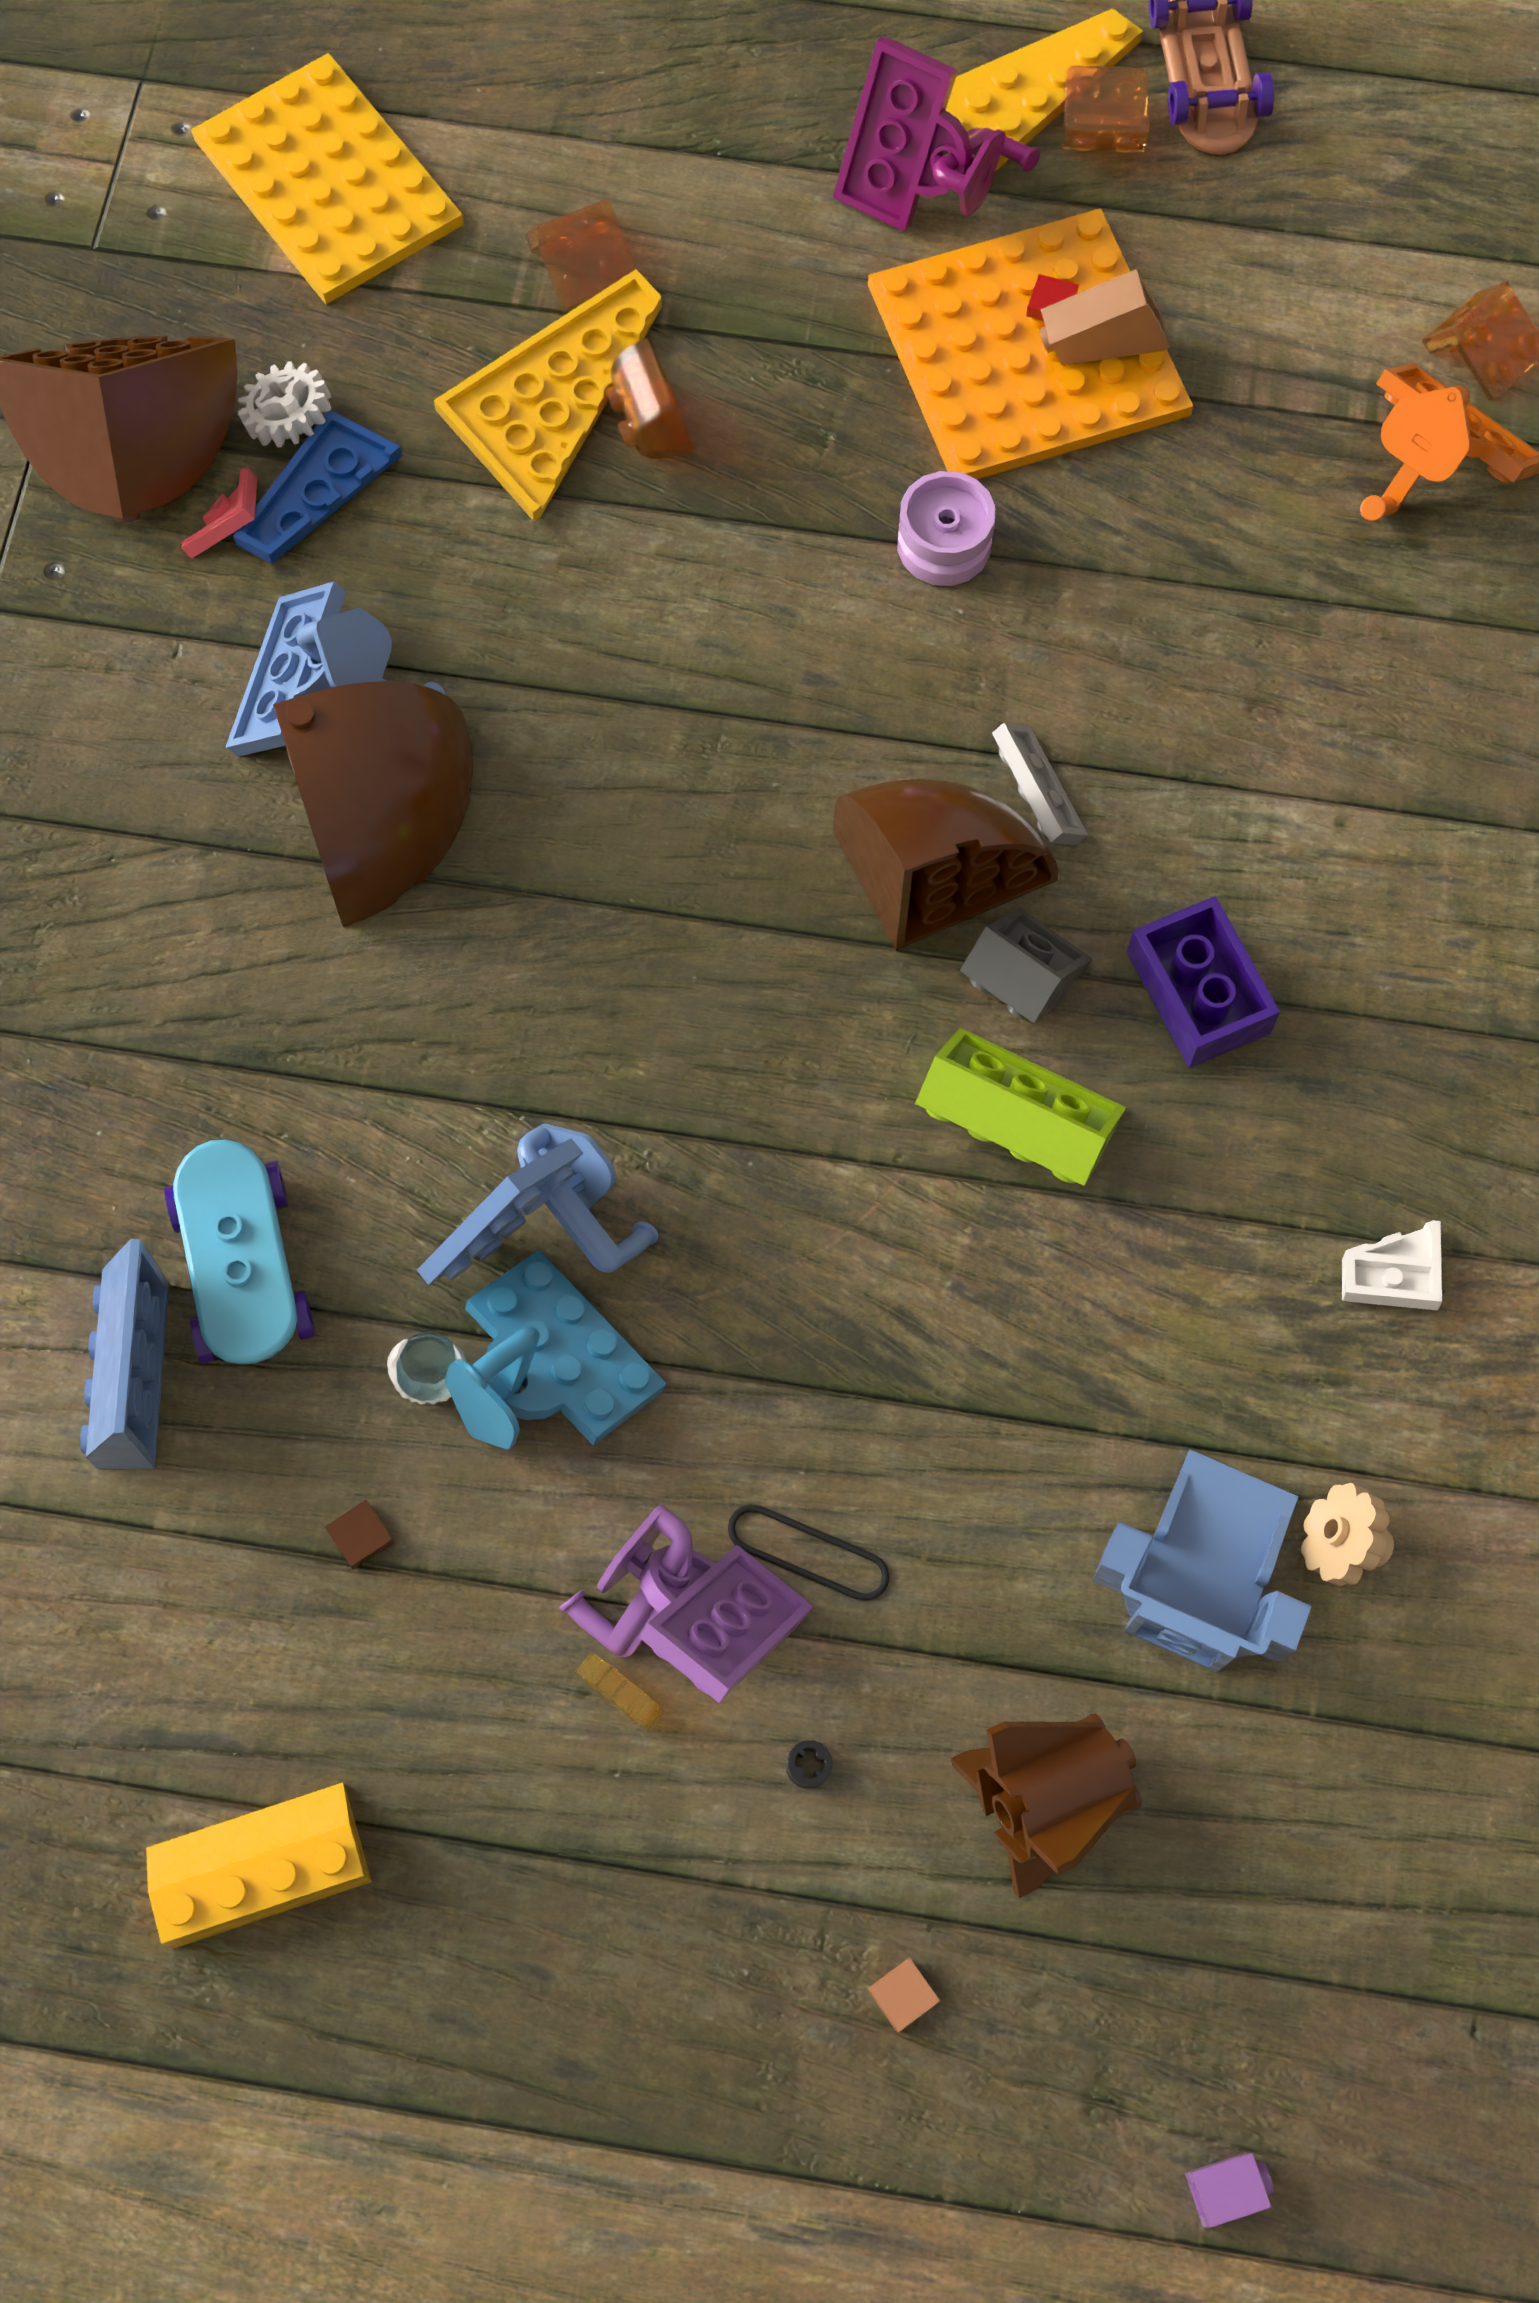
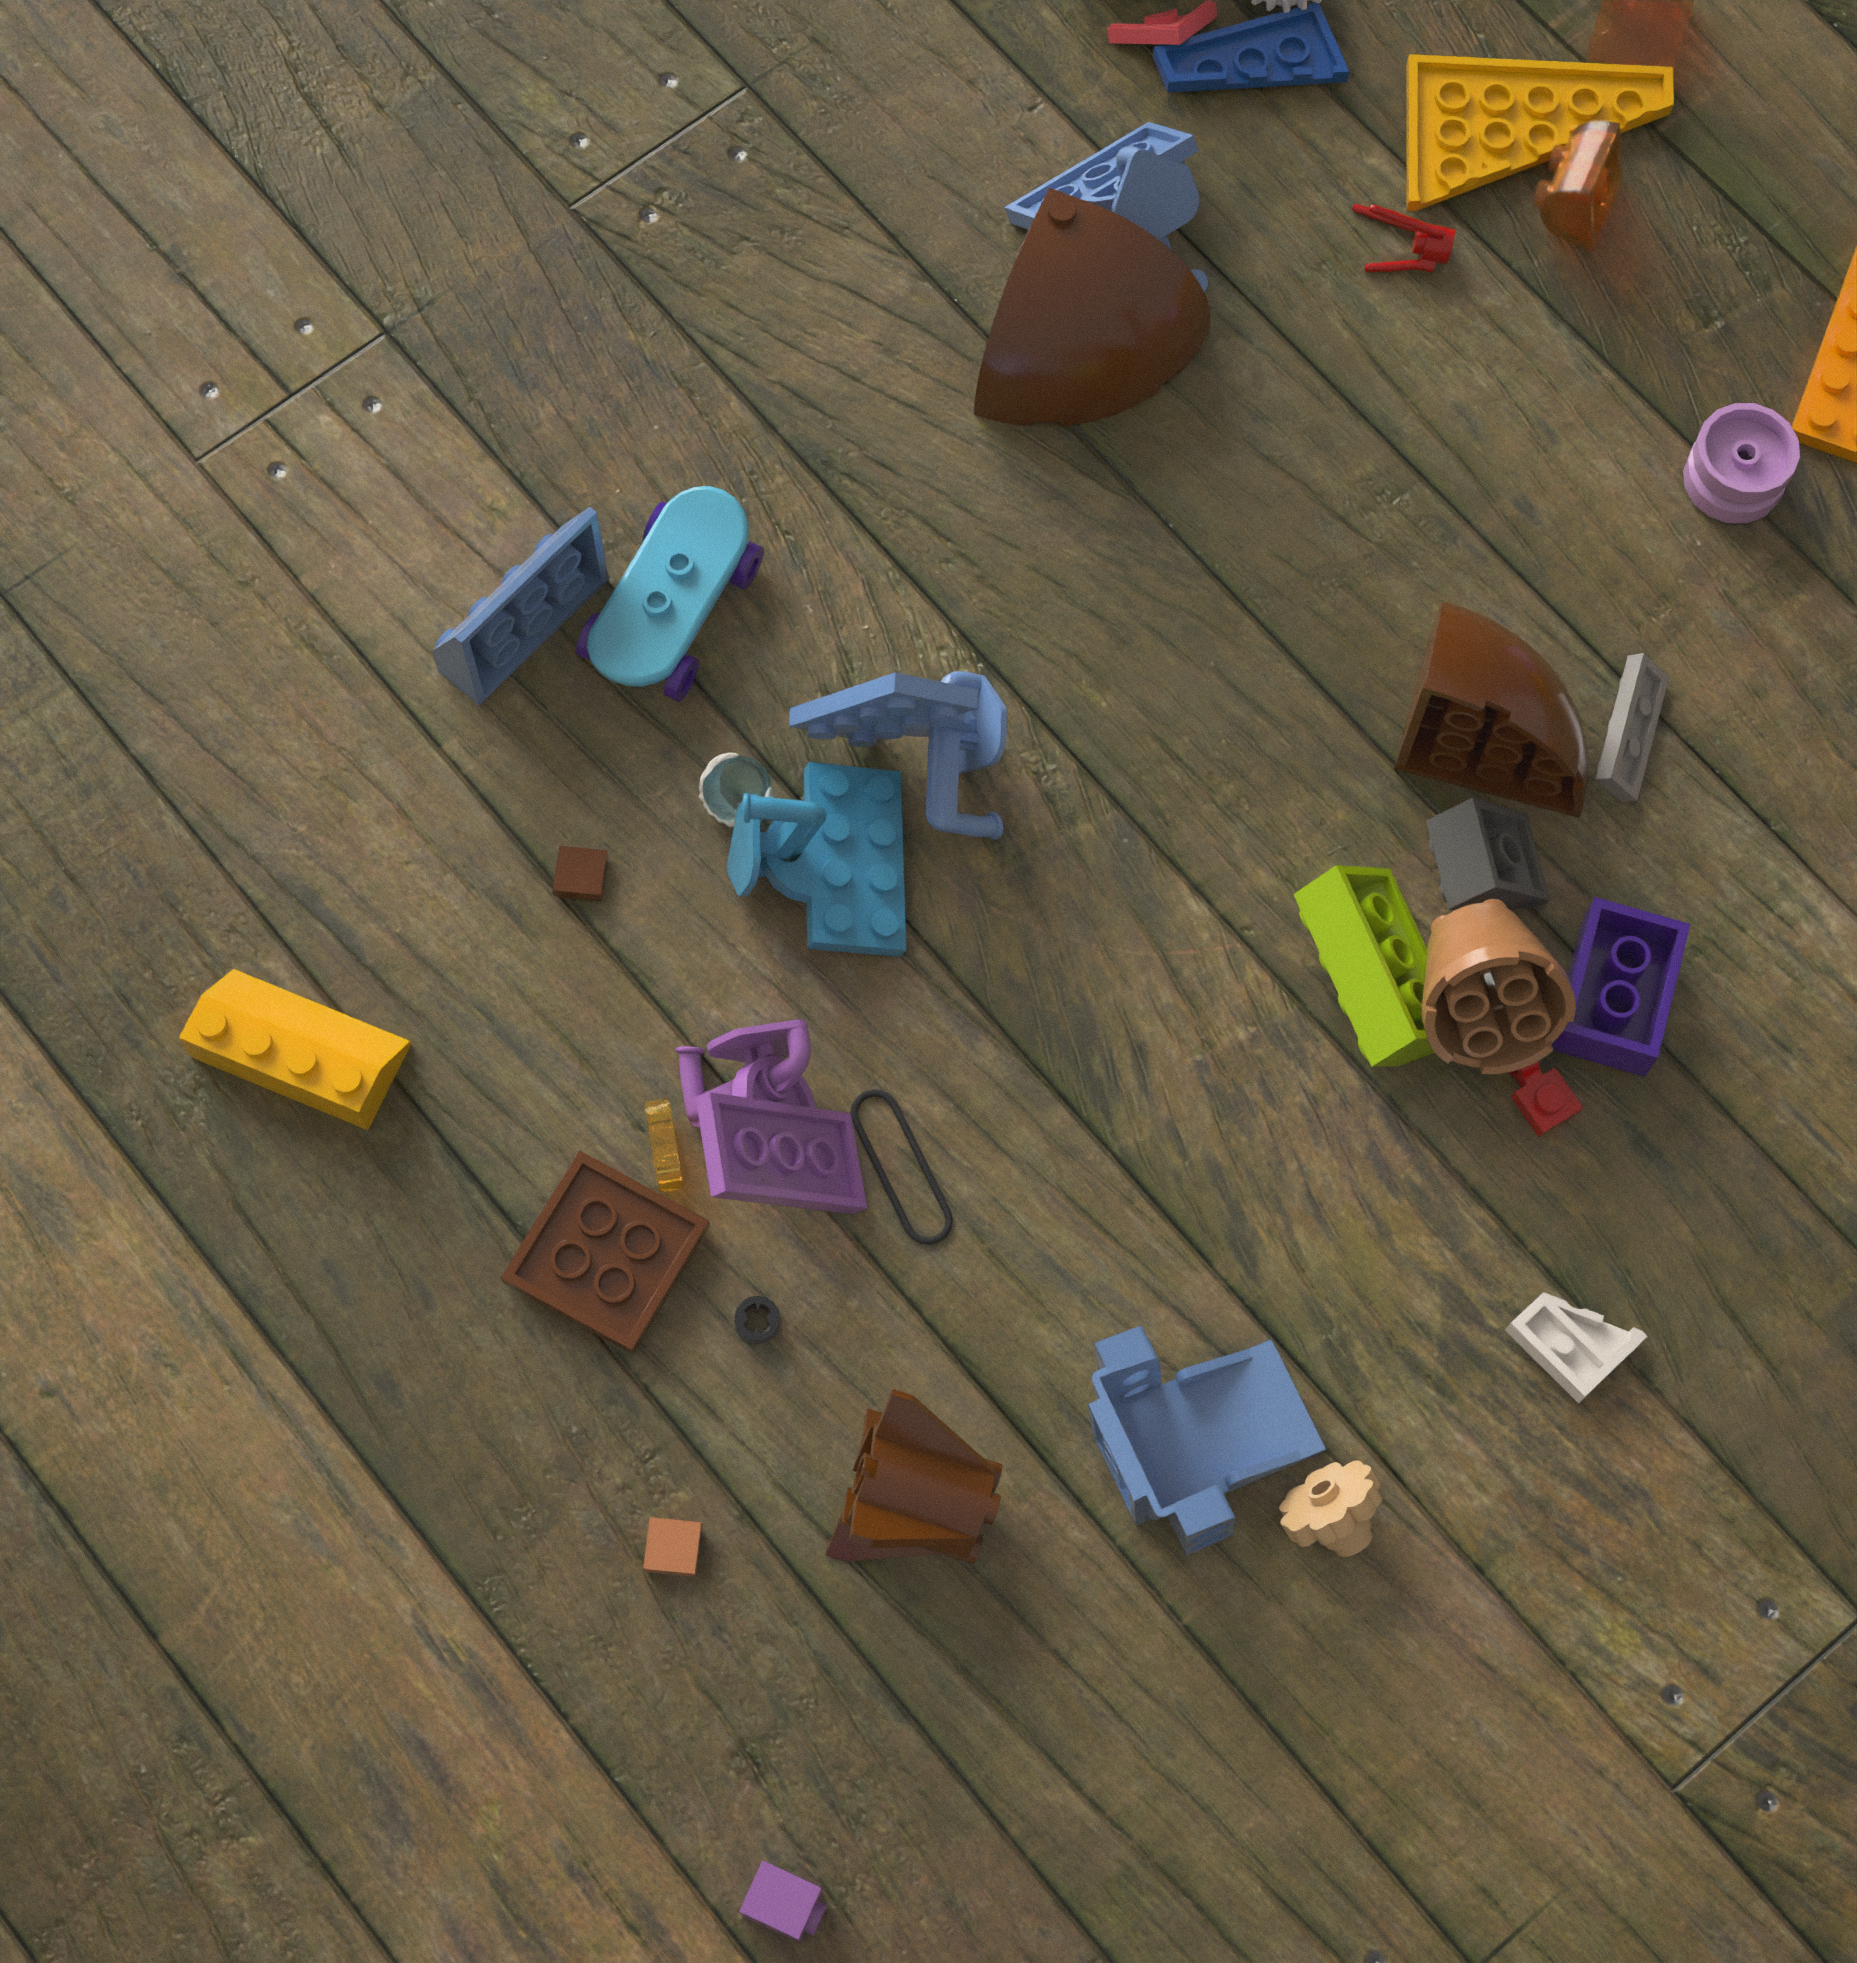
camera: 40 degrees right, 0 degrees up
(573, 532) = (1430, 241): none -> red plant
(649, 1814) = (605, 1252): none -> reddish brown plate
(1124, 1056) = (1492, 990): none -> medium nougat cone
(1216, 1107) = (1544, 1098): none -> red plate

